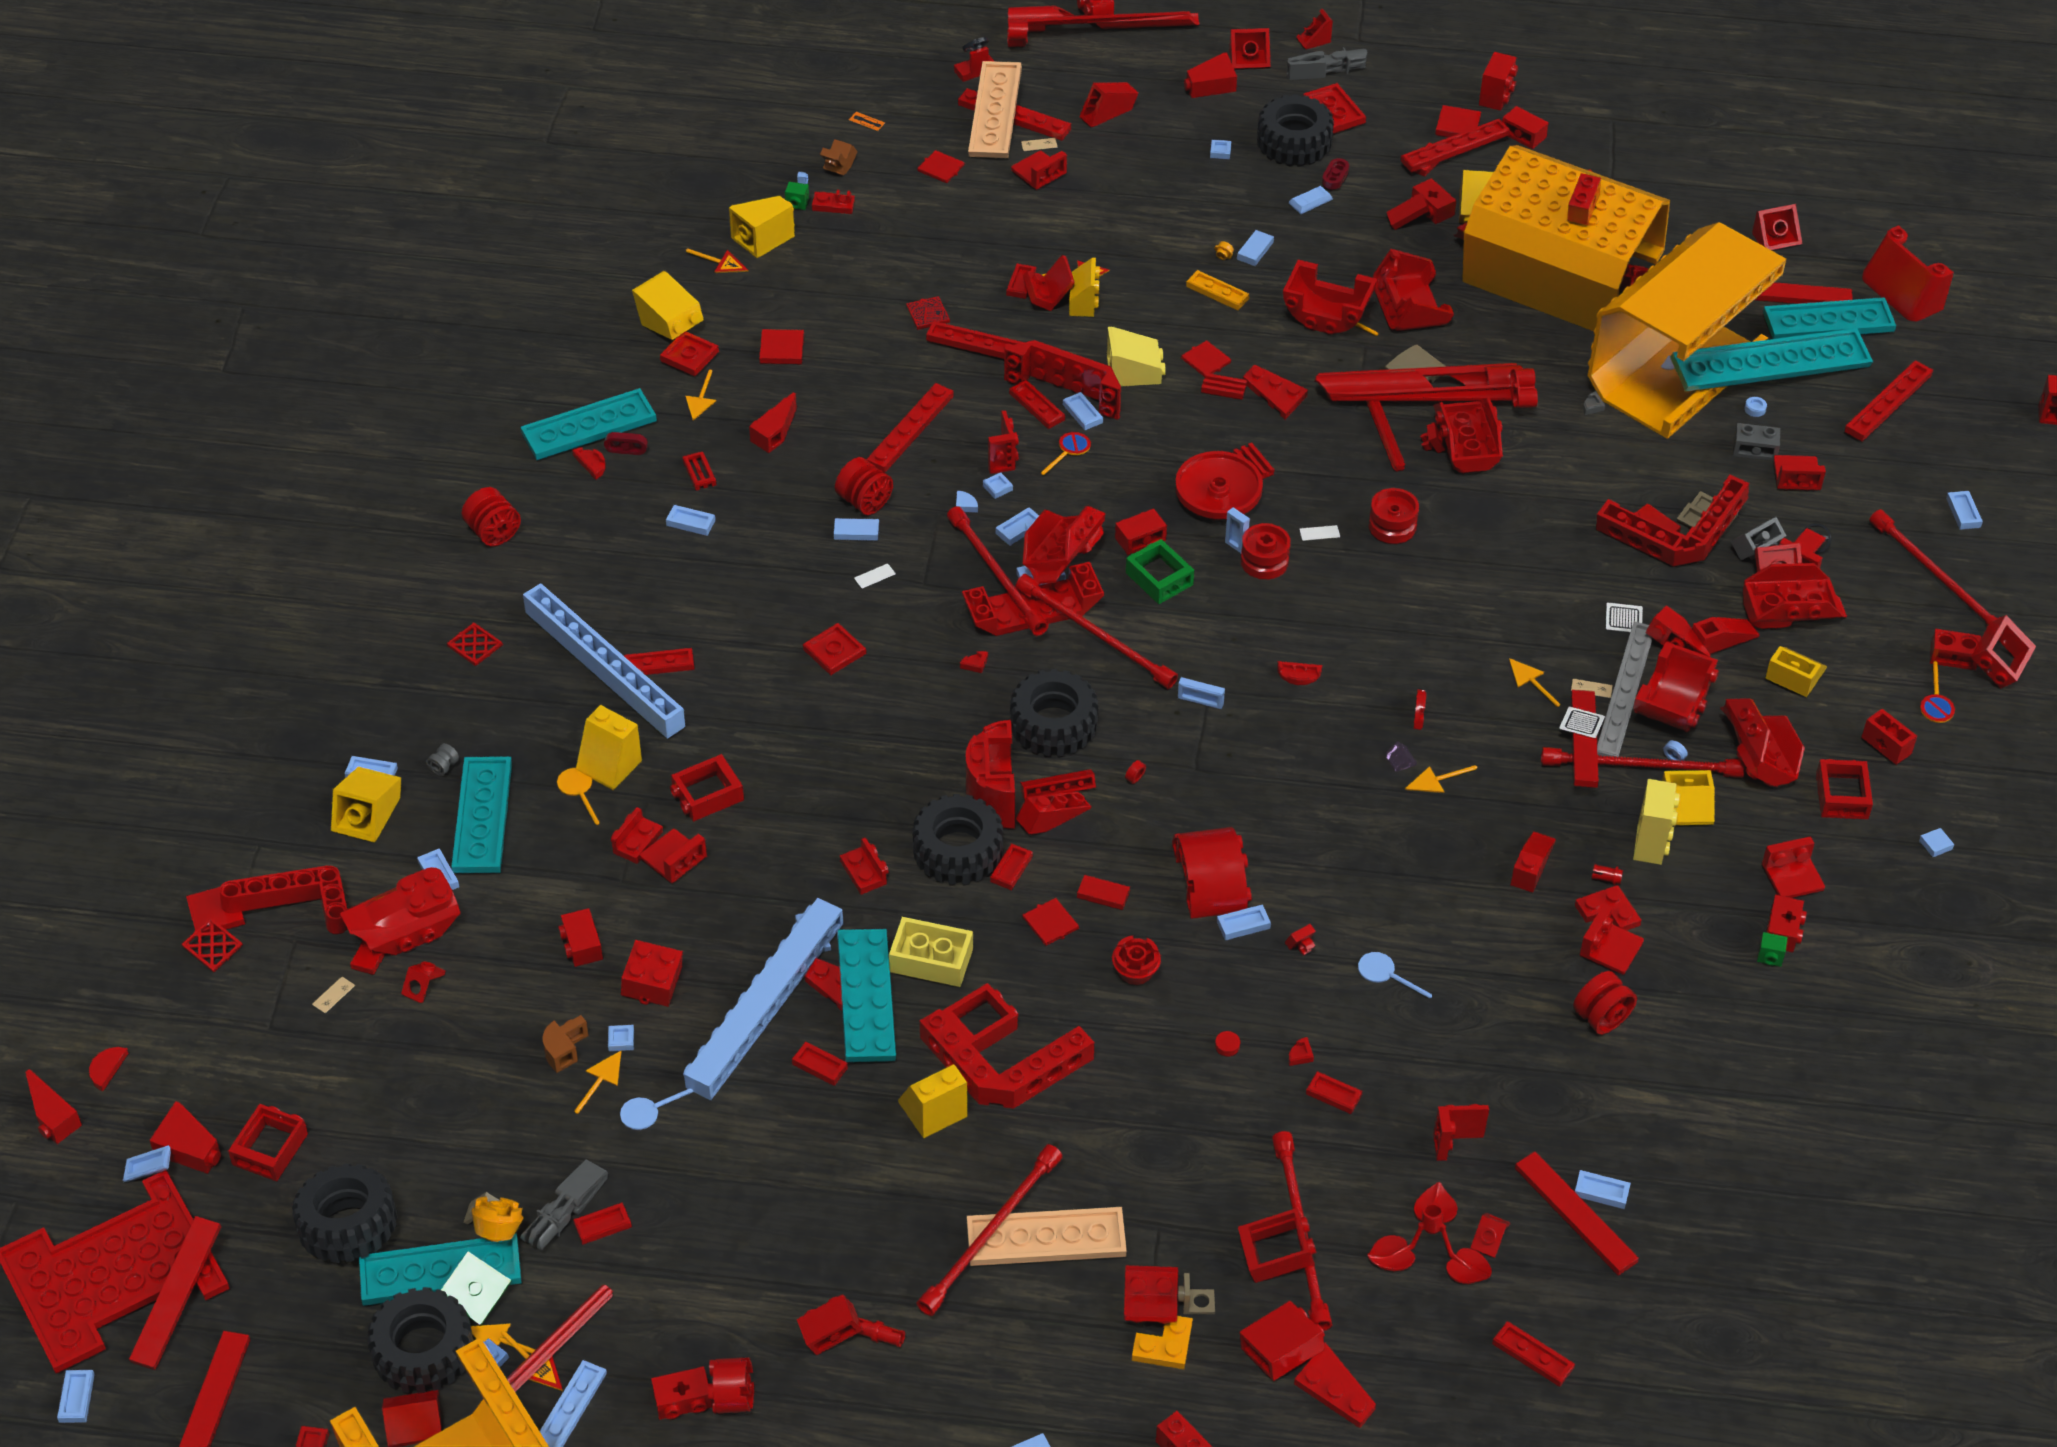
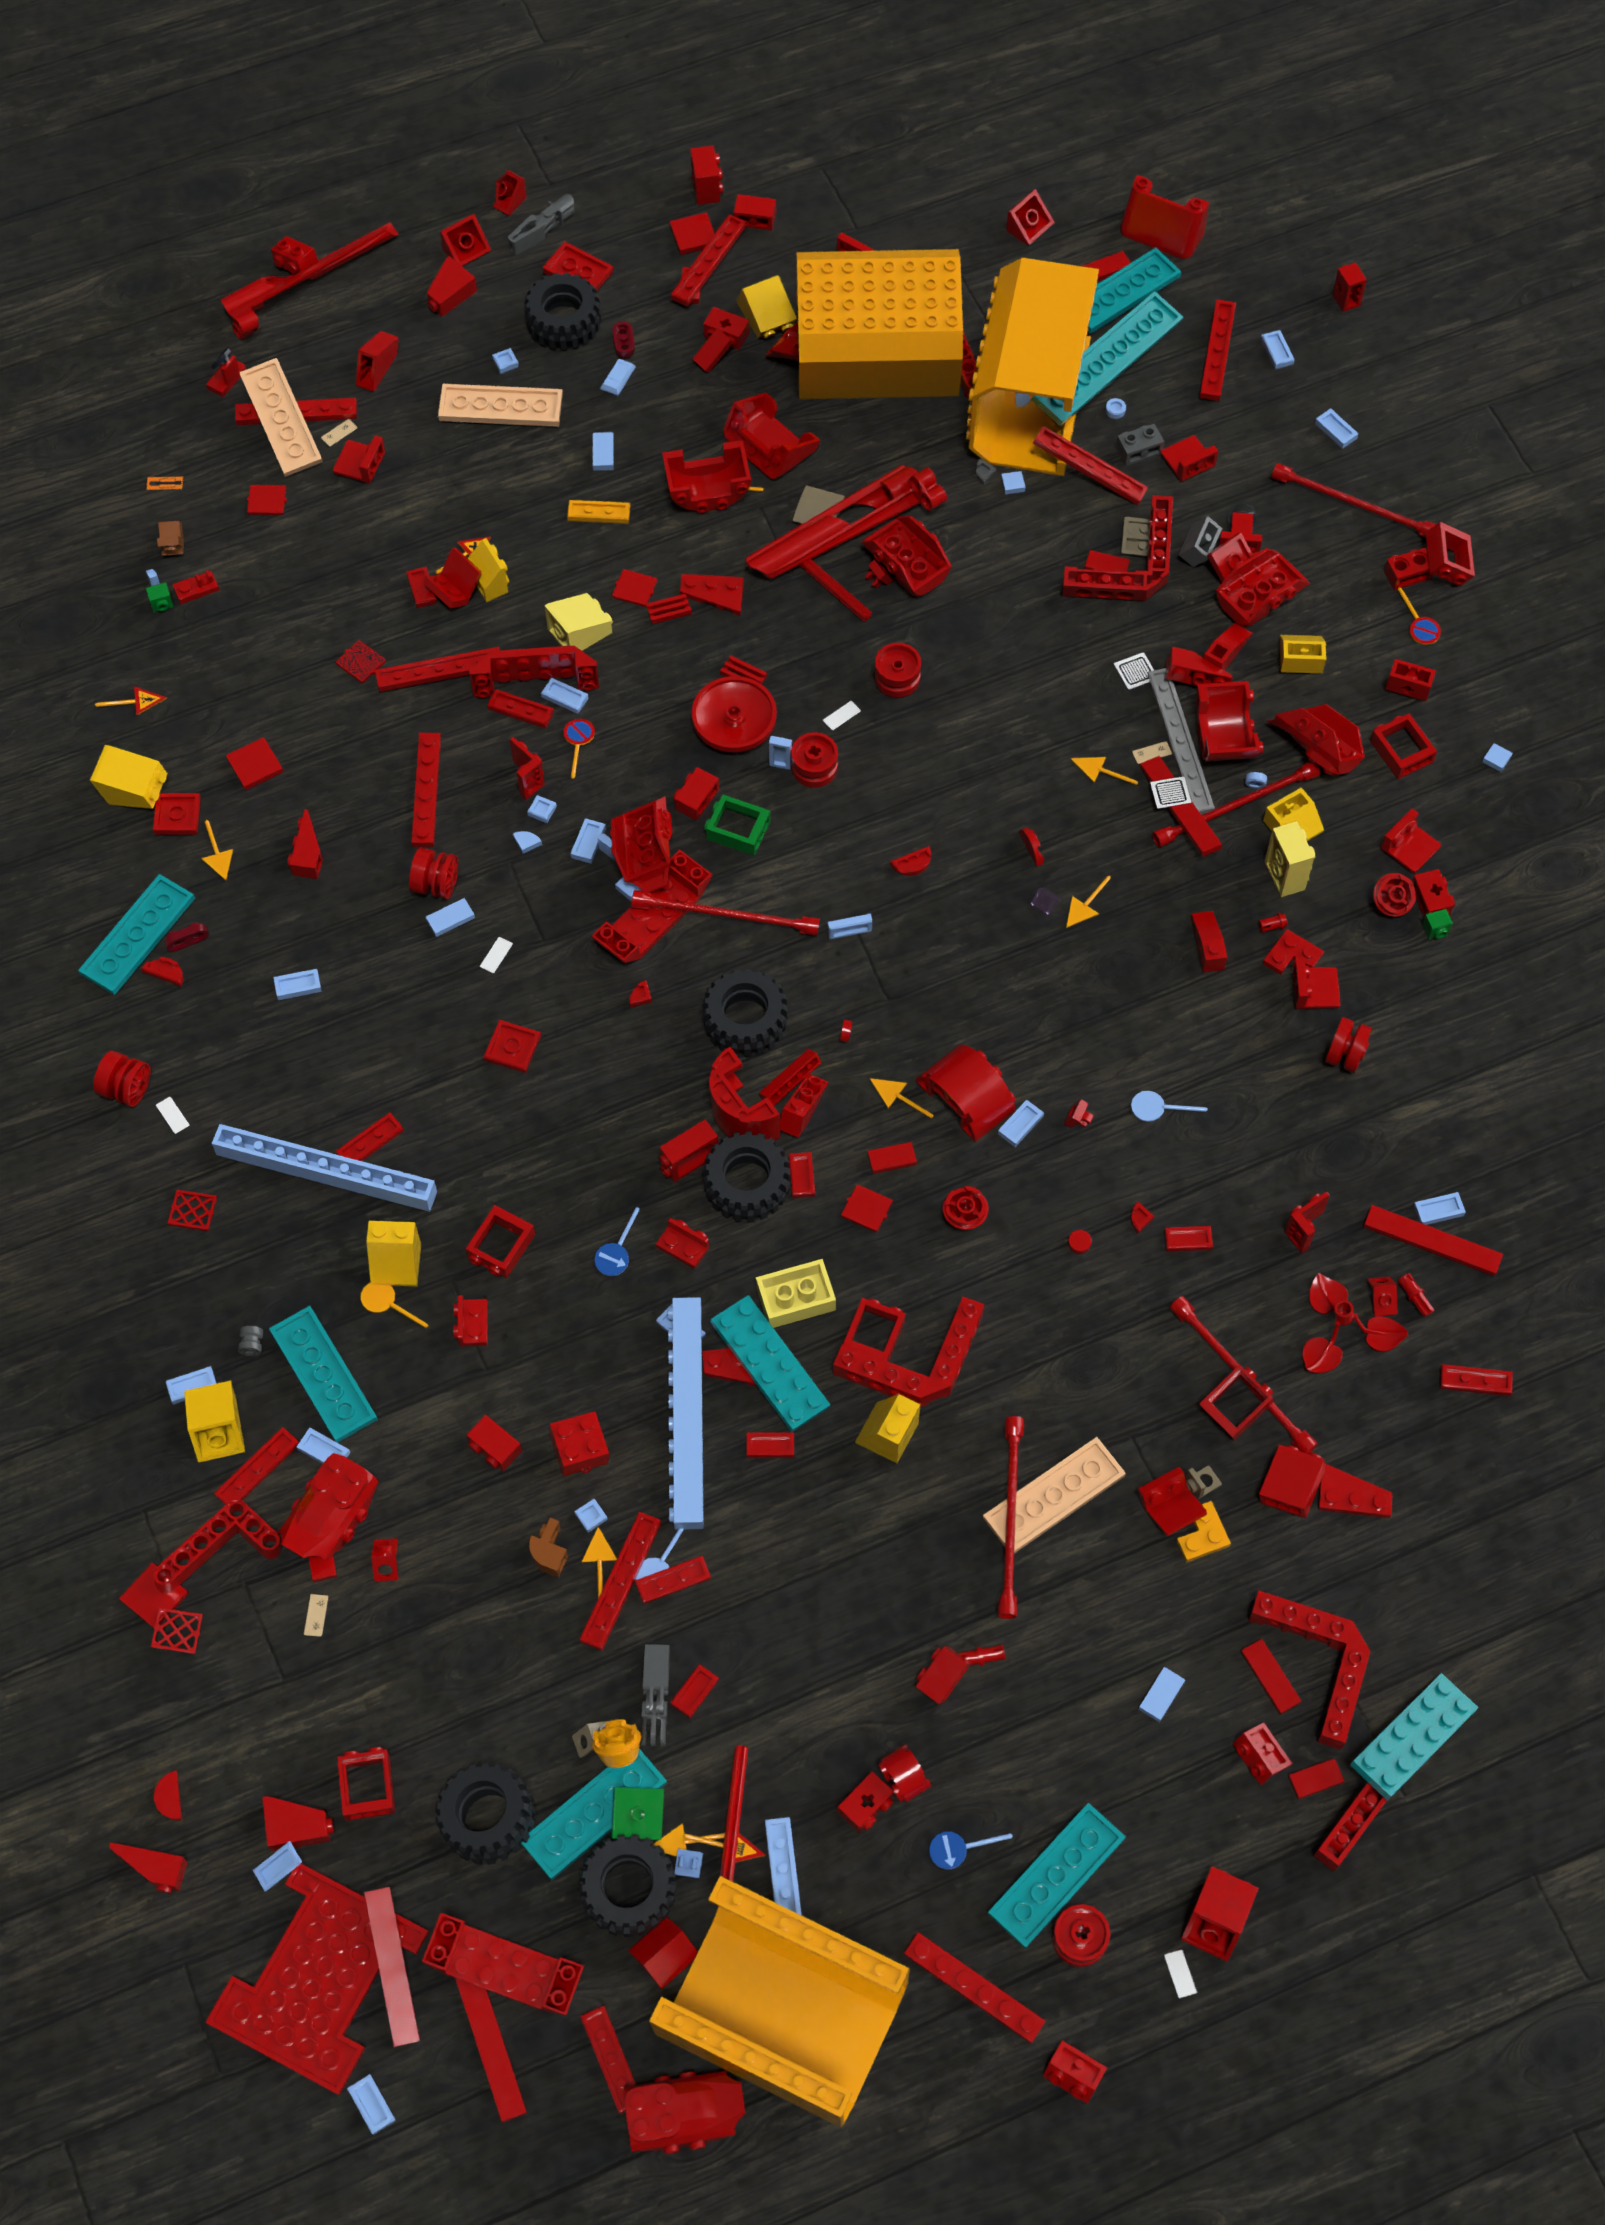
camera: 30 degrees left, 15 degrees up
(262, 1341) = (502, 1966): none -> red slope
(376, 857) = (258, 1467): none -> red tile
(514, 568) = (172, 1115): none -> white sticker
(606, 1102) = (620, 1581): none -> red tile
(651, 1124) = (672, 1580): none -> red tile
(675, 854) = (515, 1320): red bracket -> none
(702, 482) = (282, 940): red tile -> none
(762, 224) = (152, 646): yellow slope -> none
(797, 849) = (612, 1257): none -> blue piece
(916, 782) = (687, 1151): none -> red window
(1035, 621) = (668, 930): red hose -> none
(1144, 840) = (891, 1090): none -> light orange piece
(1191, 178) = (500, 405): none -> light nougat plate
(1224, 250) = (579, 468): light orange plate -> none
(1524, 1248) = (1416, 1294): none -> red axle
(1584, 199) = (897, 288): red brick -> none
(1613, 423) = (1013, 482): none -> light blue tile
(1692, 433) = (1090, 465): none -> red tile
(1742, 901) = (1394, 894): none -> red cone
(1950, 425) = (1277, 349): none -> light blue tile

